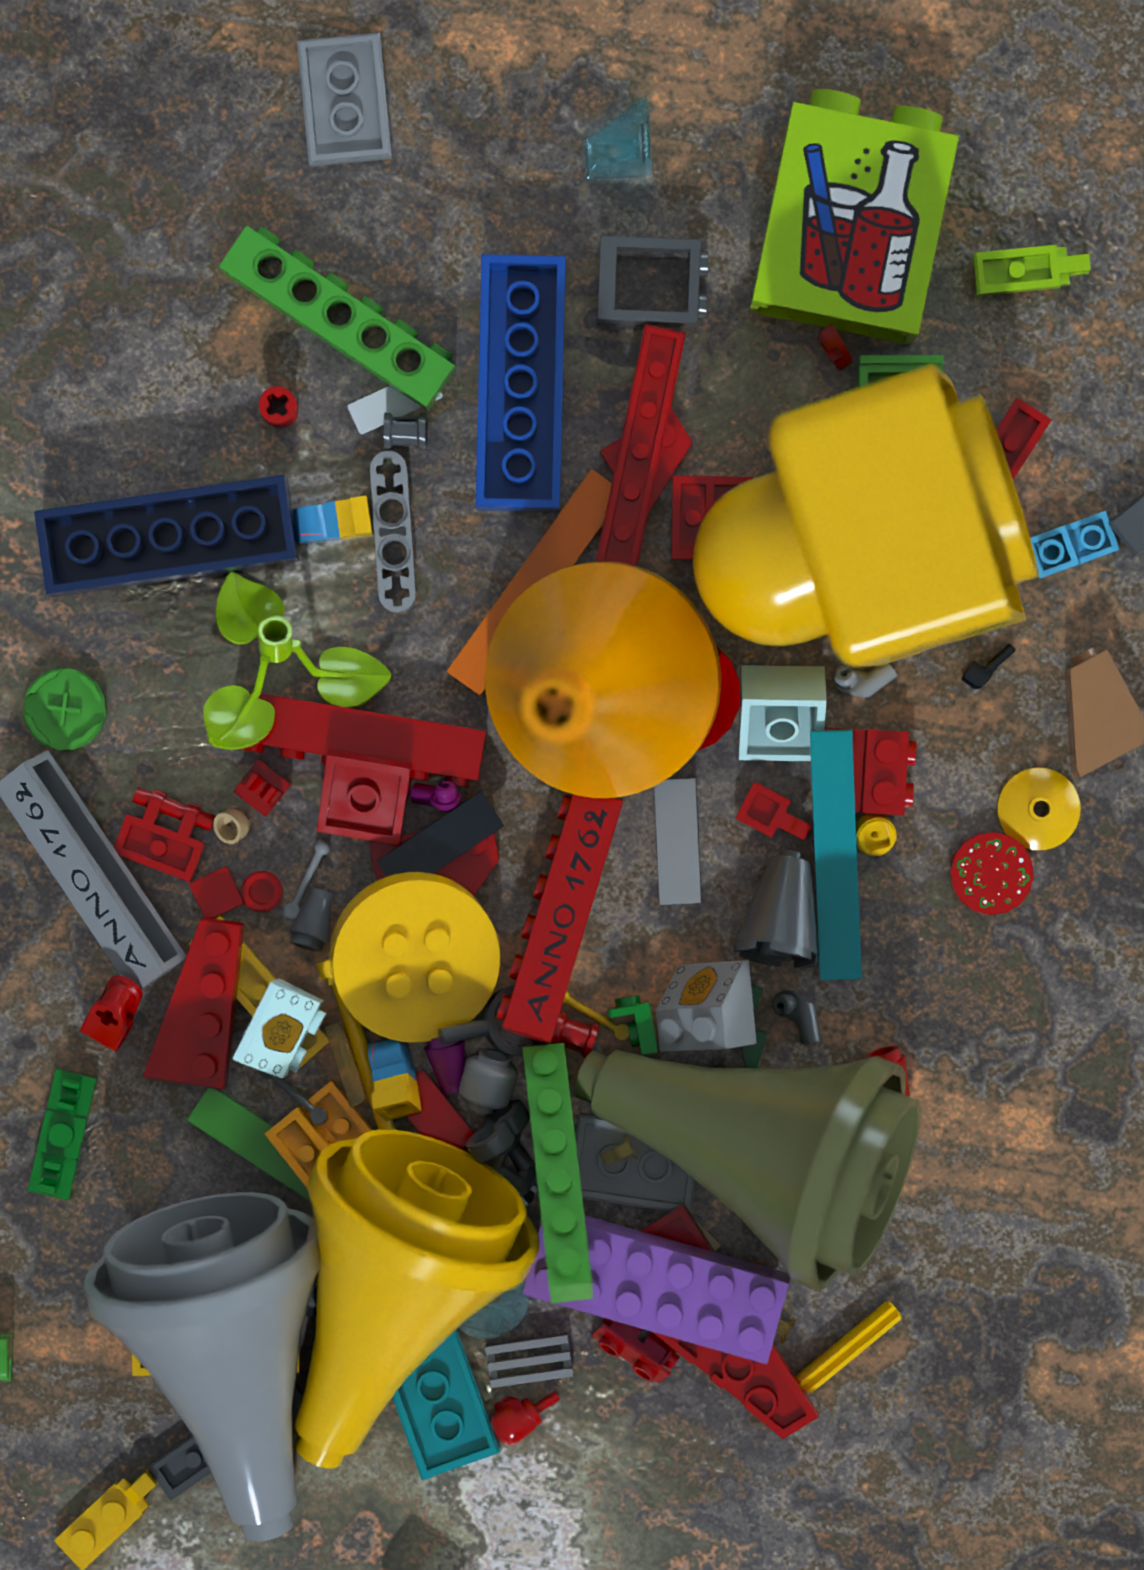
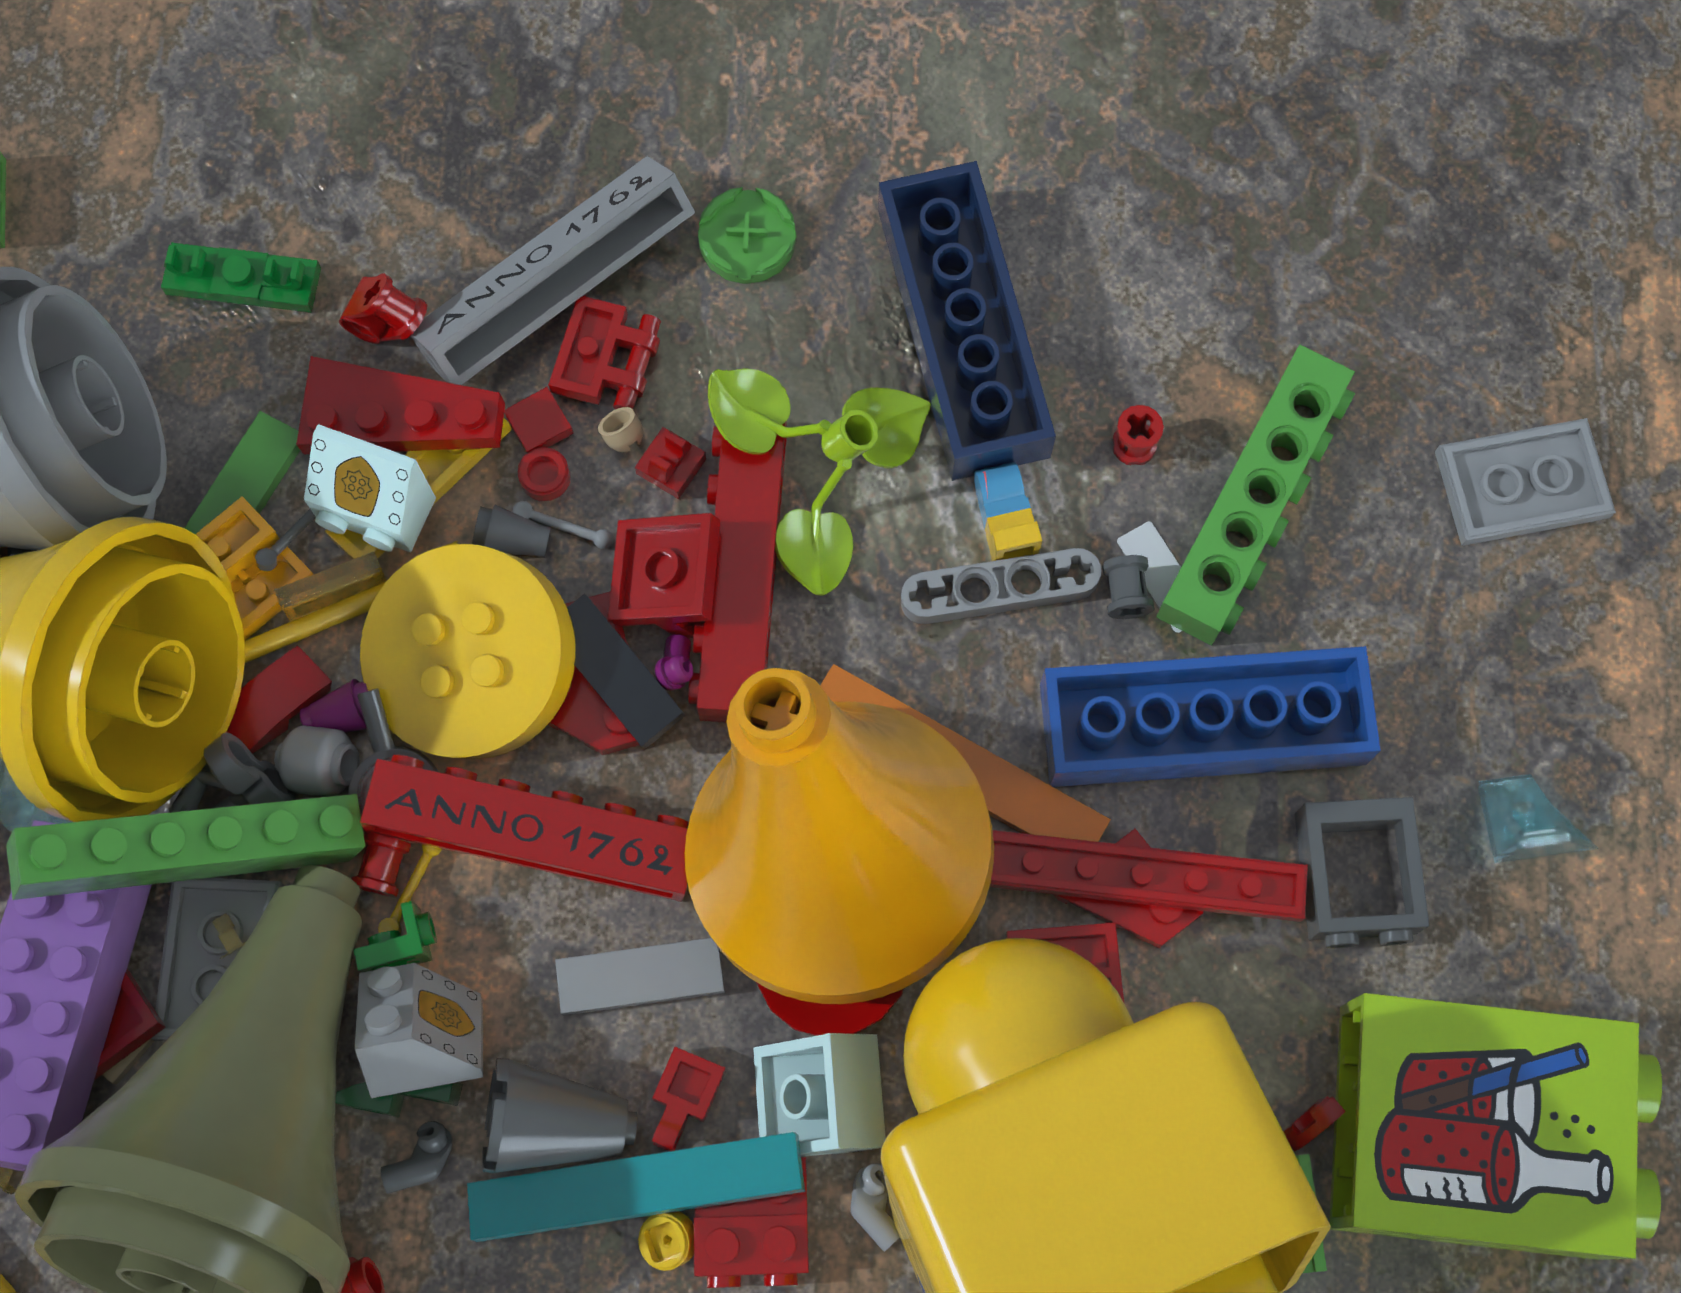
camera: 80 degrees right, 15 degrees down
(393, 1079) = (312, 643): leg -> none

